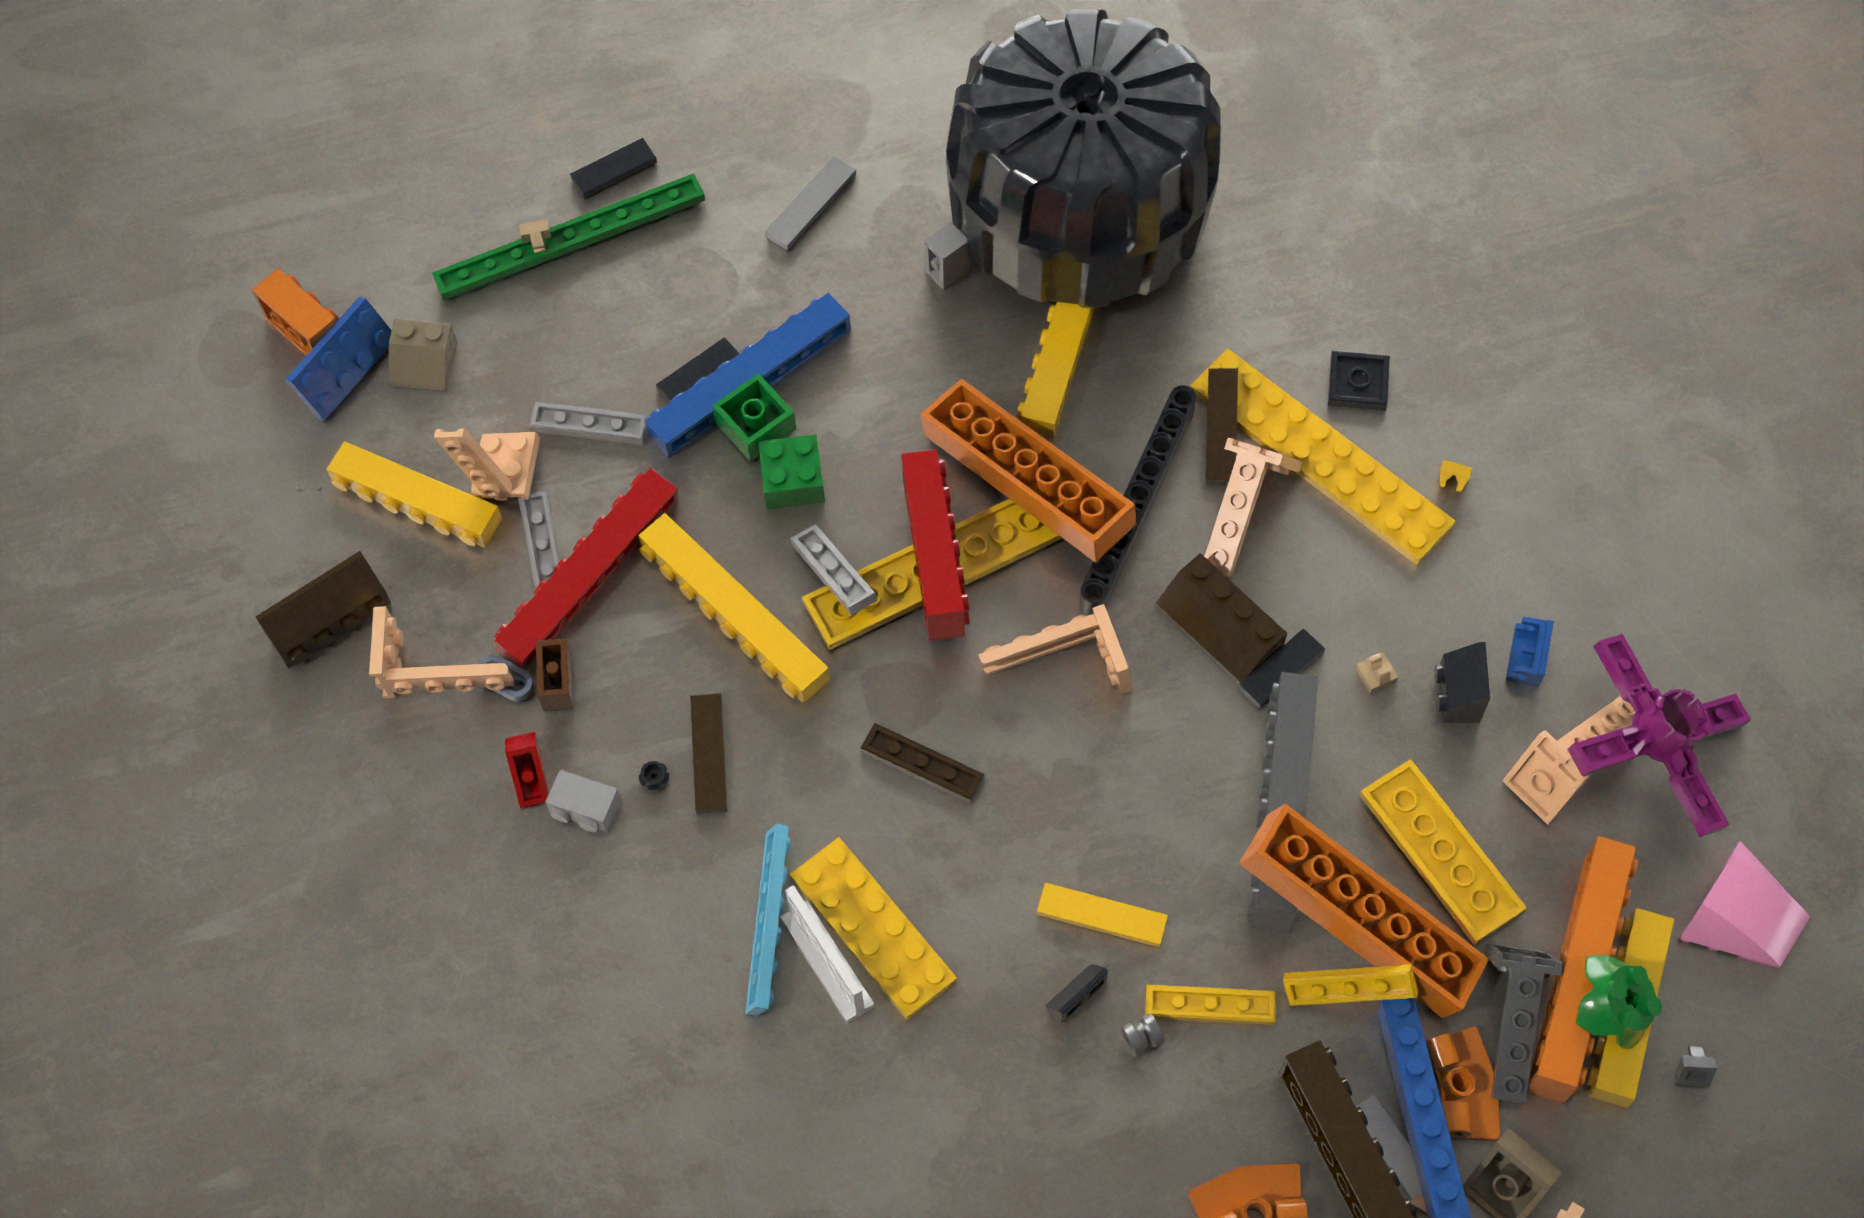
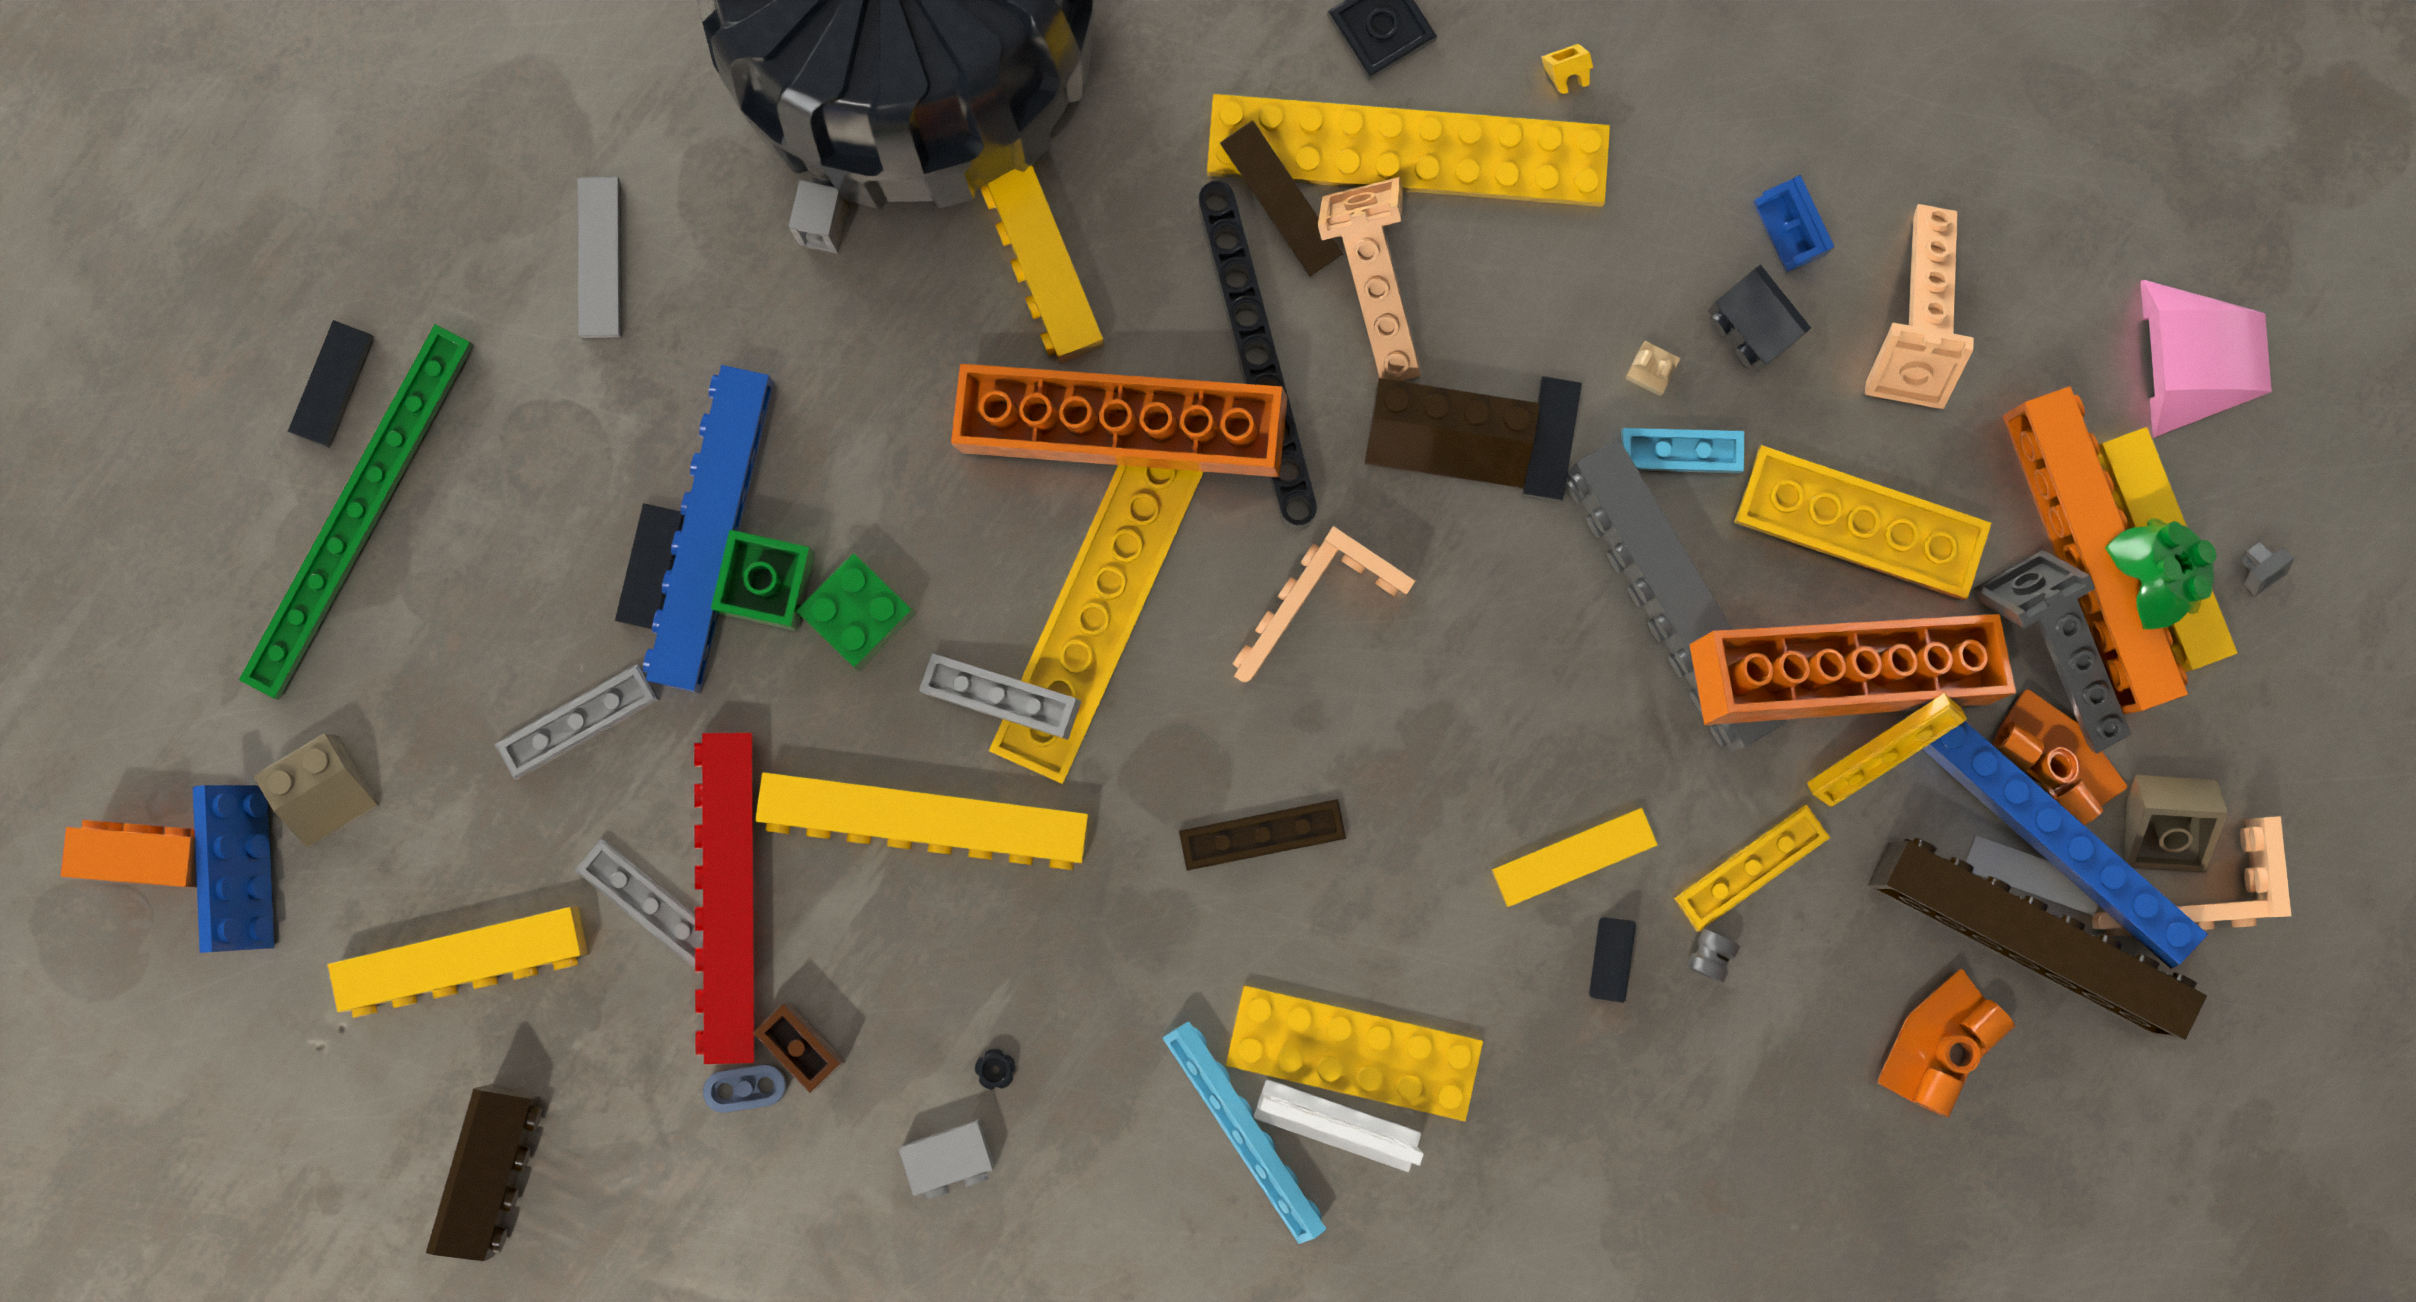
camera: 45 degrees left, 20 degrees up
(434, 679) = (606, 1176): light nougat bracket -> none
(496, 467) = (530, 854): light nougat bracket -> none
(527, 769) = (856, 1169): red slope -> none
(535, 233) = (323, 546): tan tile -> none
(708, 753) = (1030, 998): dark brown tile -> none
(935, 545) = (1092, 591): red brick -> none
(1358, 729) = (1685, 450): none -> medium azure plate
(1649, 732) = (2004, 246): magenta piece -> none

